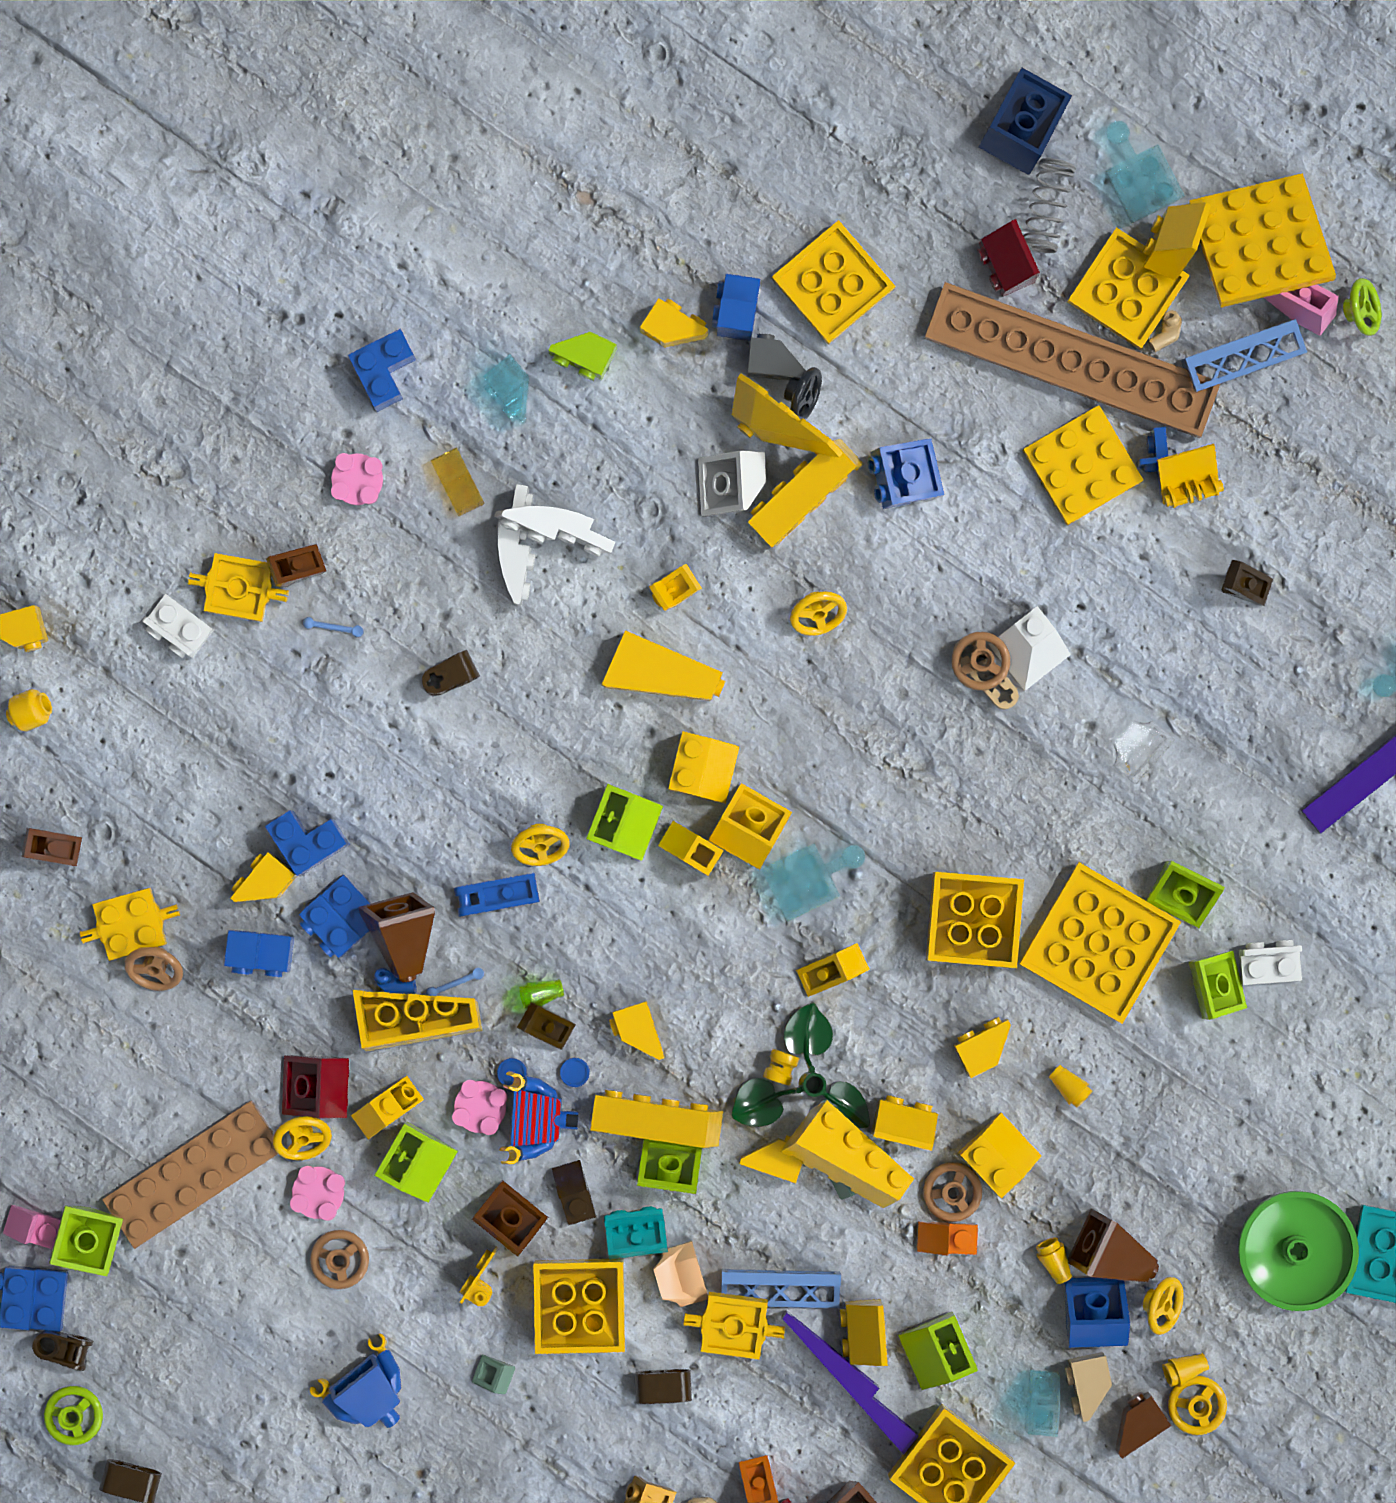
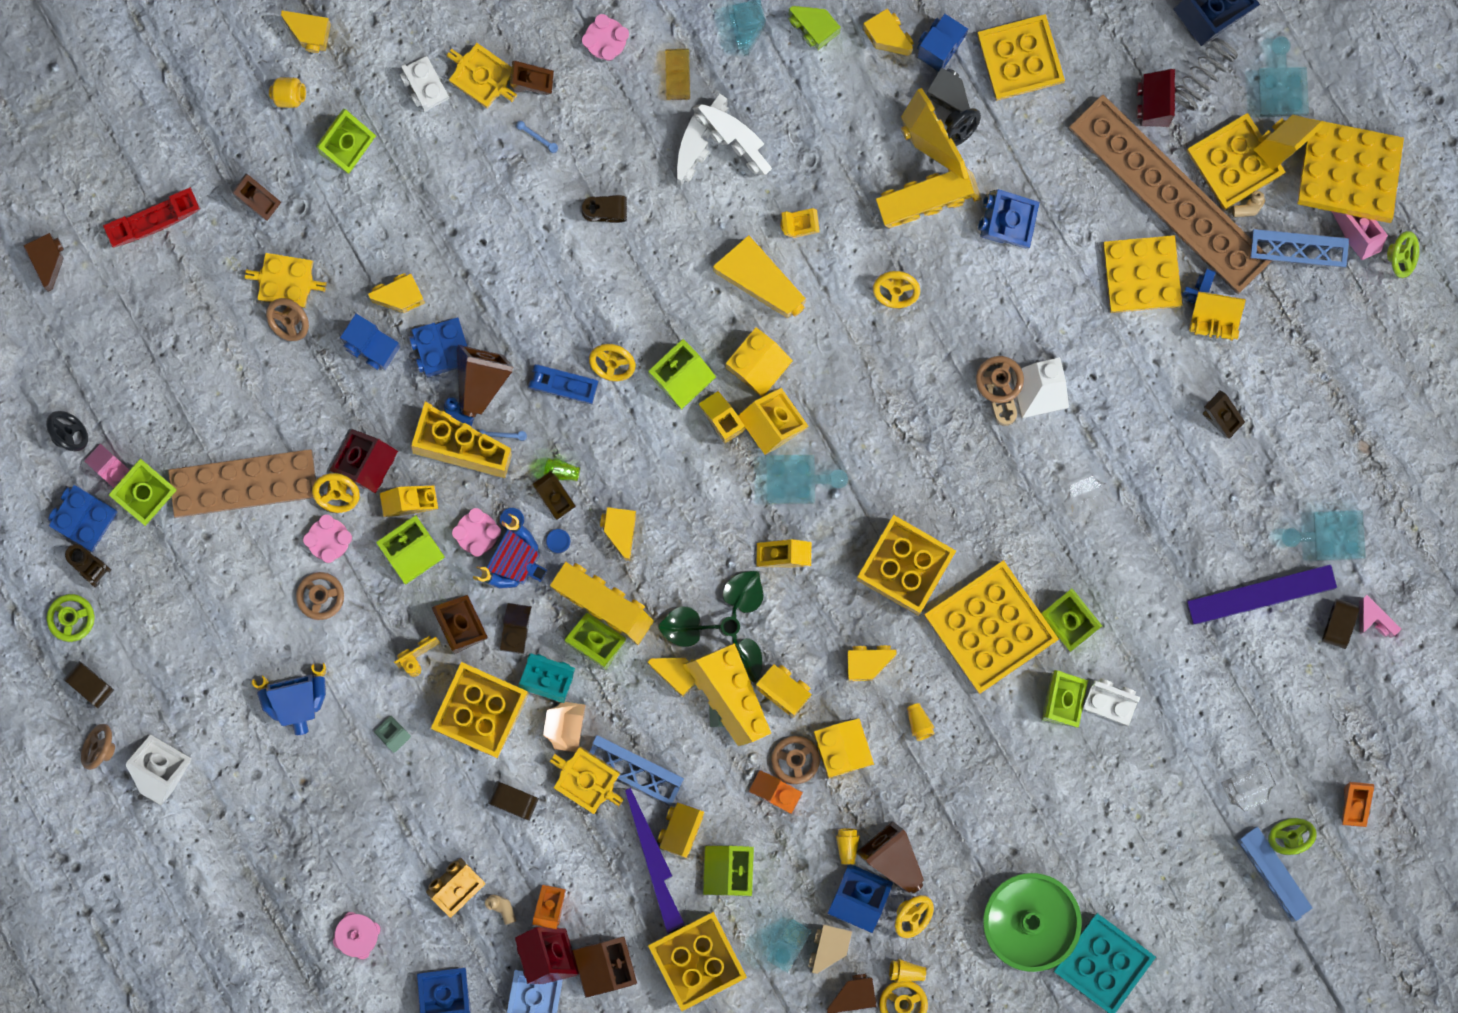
camera: 25 degrees right, 5 degrees down
(121, 735) = (345, 141): none -> lime slope
(306, 849) = (442, 286): blue brick -> none
(730, 481) = (877, 164): white slope -> none
(777, 1073) = (707, 611): yellow wheel -> none

